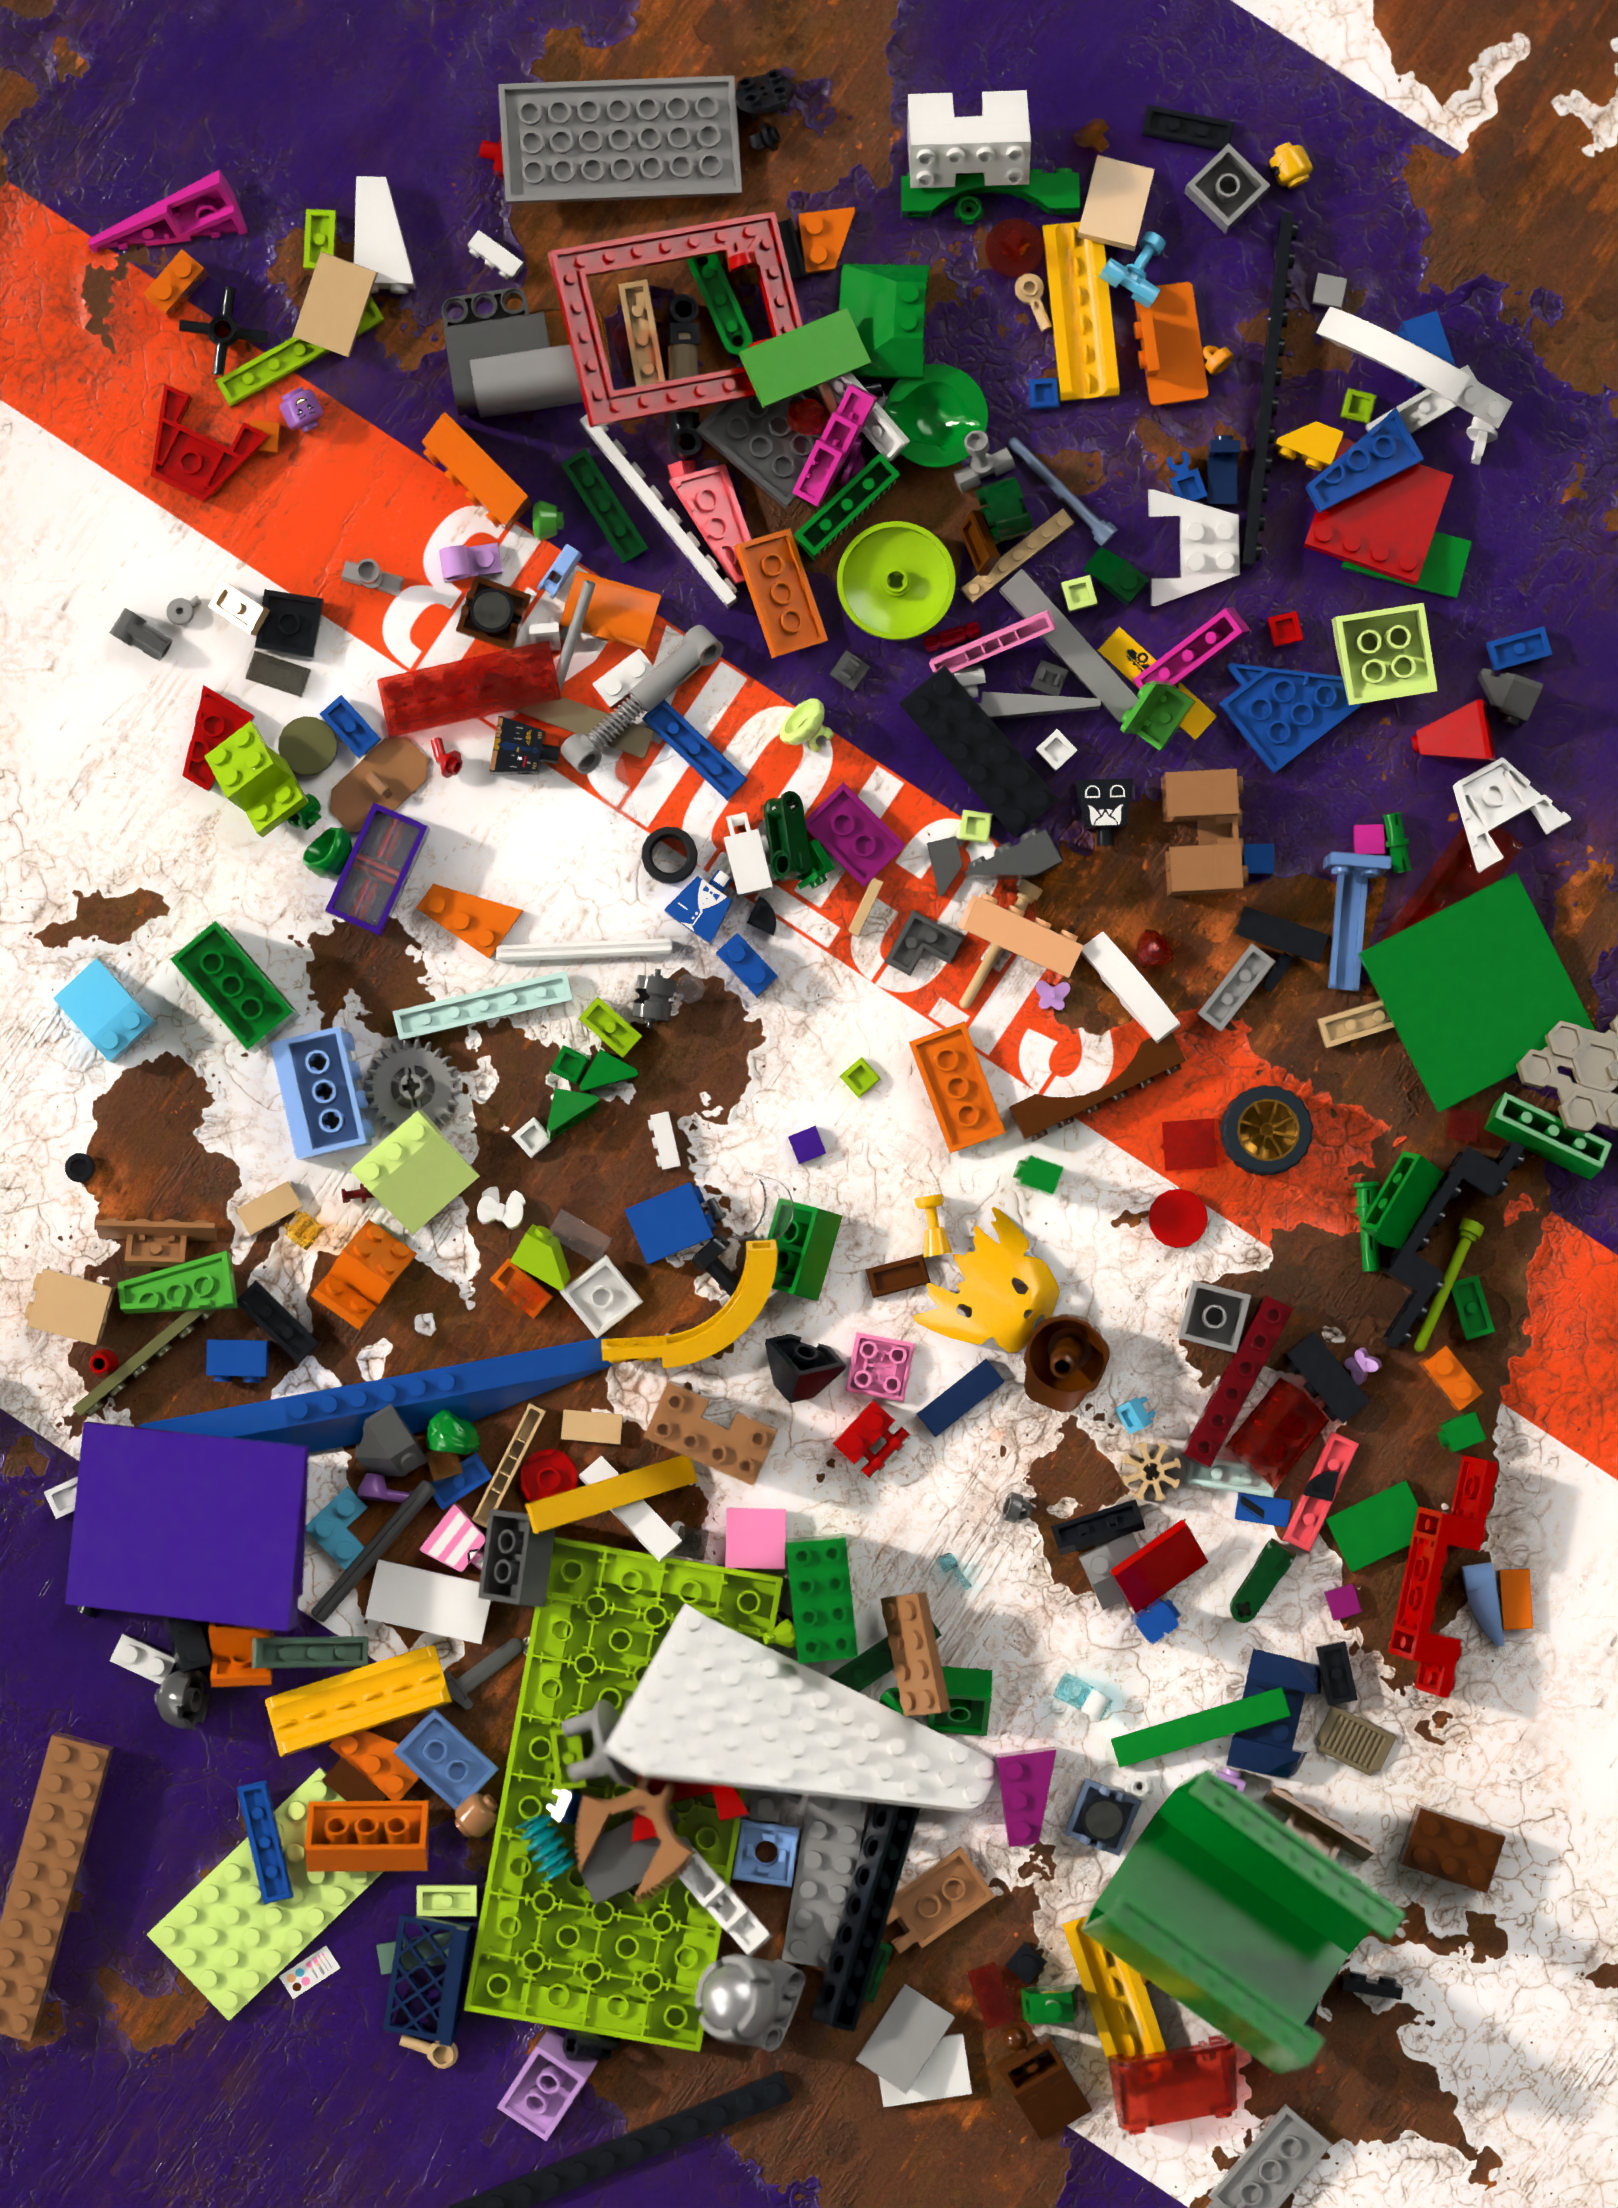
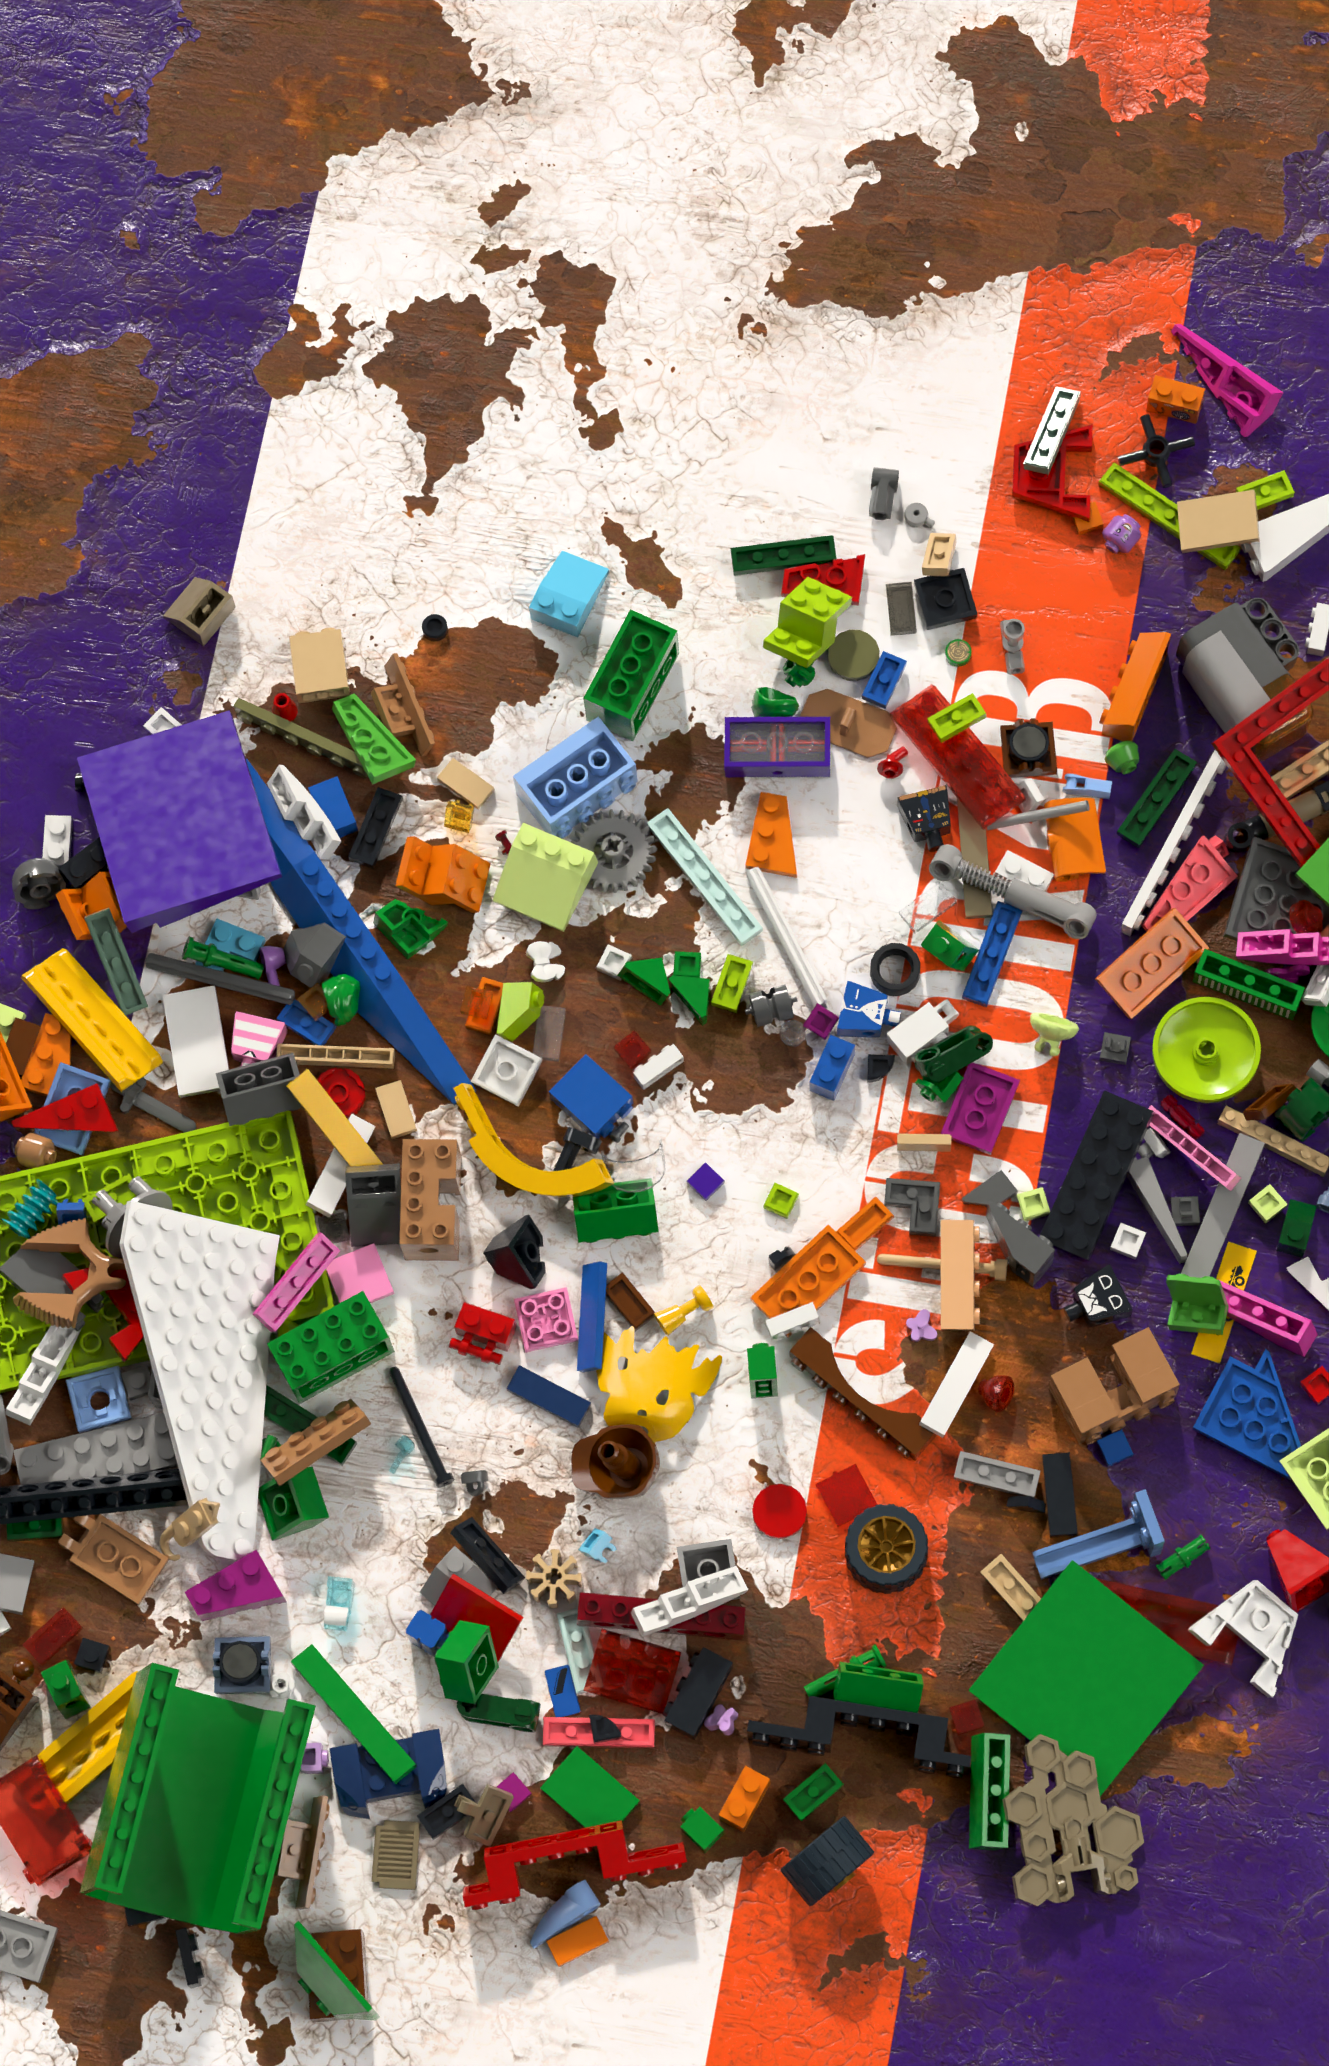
camera: 75 degrees right, 15 degrees down
(153, 428) = (1052, 430): none -> tile
(164, 770) = (782, 555): none -> dark green plate
(224, 1391) = (301, 808): none -> white slope
(346, 1551) = (210, 955): none -> green pin
(353, 637) = (958, 652): none -> tile
(400, 1334) = (407, 927): none -> green slope
(431, 671) = (957, 717): none -> lime plate
(455, 1754) = (79, 1111): none -> red wing
(465, 562) = (1059, 709): lavender plate -> none
(636, 1159) = (632, 1049): none -> clear red plate
(670, 791) = (949, 946): none -> green torso
(688, 1490) = (374, 1204): none -> dark grey slope
(691, 954) = (821, 1021): none -> magenta tile
(742, 1606) = (296, 1282): none -> plate
(899, 1320) = (592, 1317): none -> blue tile
(919, 1102) = (779, 1258): none -> black tile
(922, 1004) = (865, 1223): none -> orange tile
(936, 1540) = (443, 1478): none -> black bar
(947, 1815) = (190, 1526): none -> tan plate
(996, 1122) = (792, 1321): none -> white piece
(1204, 1595) = (466, 1662): none -> green brick
(1242, 1349) = (690, 1601): none -> white slope
(1358, 1638) = (485, 1815): none -> dark tan plate
(1369, 839) = (1175, 1533): dark pink tile -> none
(1469, 1232) = (875, 1762): lime piece -> none
(1470, 1865) = (327, 1981): none -> green slope
(1552, 1324) = (827, 1861): none -> black wheel

